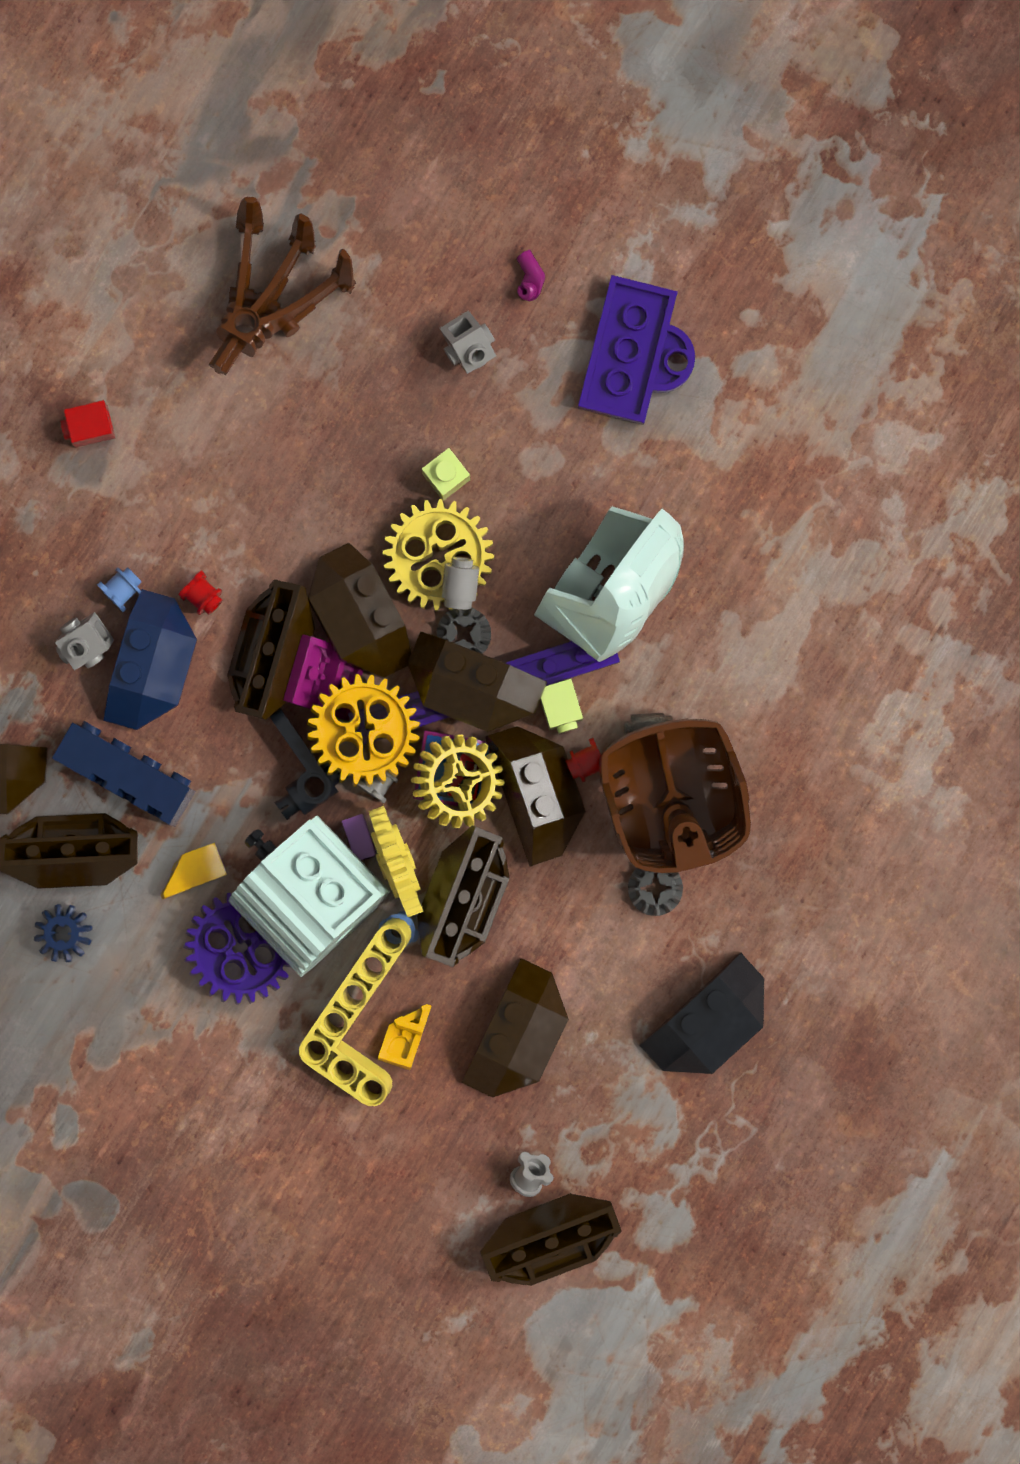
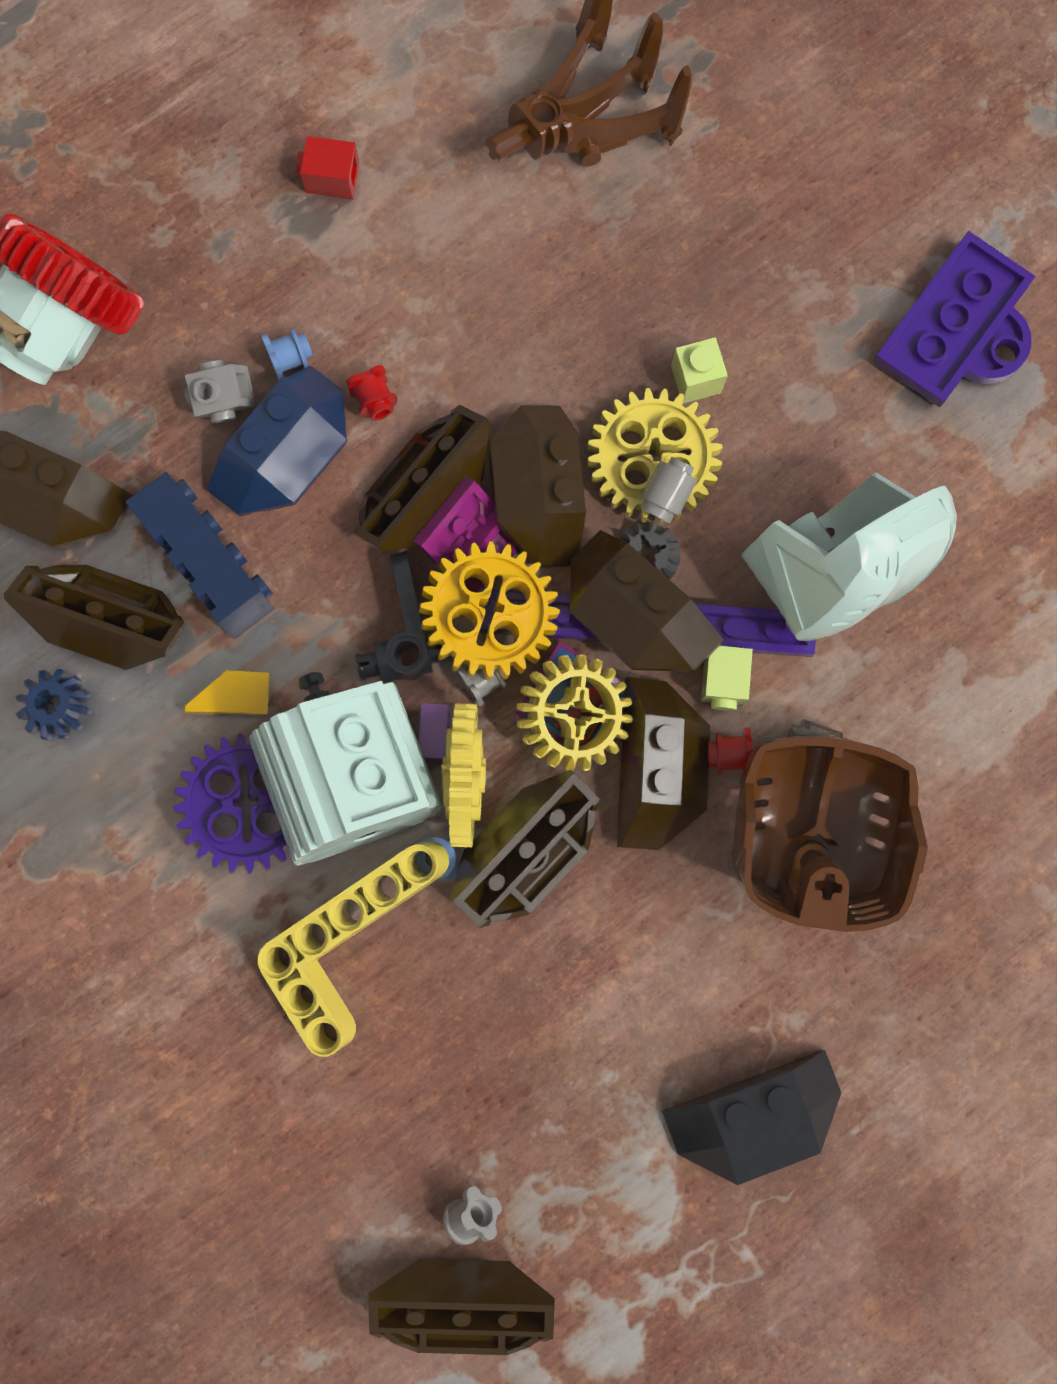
camera: 30 degrees right, 5 degrees down
(404, 1038) = (390, 987): yellow slope -> none
(468, 342) = (781, 239): light grey brick -> none
(519, 1034) = (526, 1039): dark brown wedge -> none
(533, 278) = (879, 203): magenta arm -> none
(644, 900) = (735, 942): dark grey gear -> none

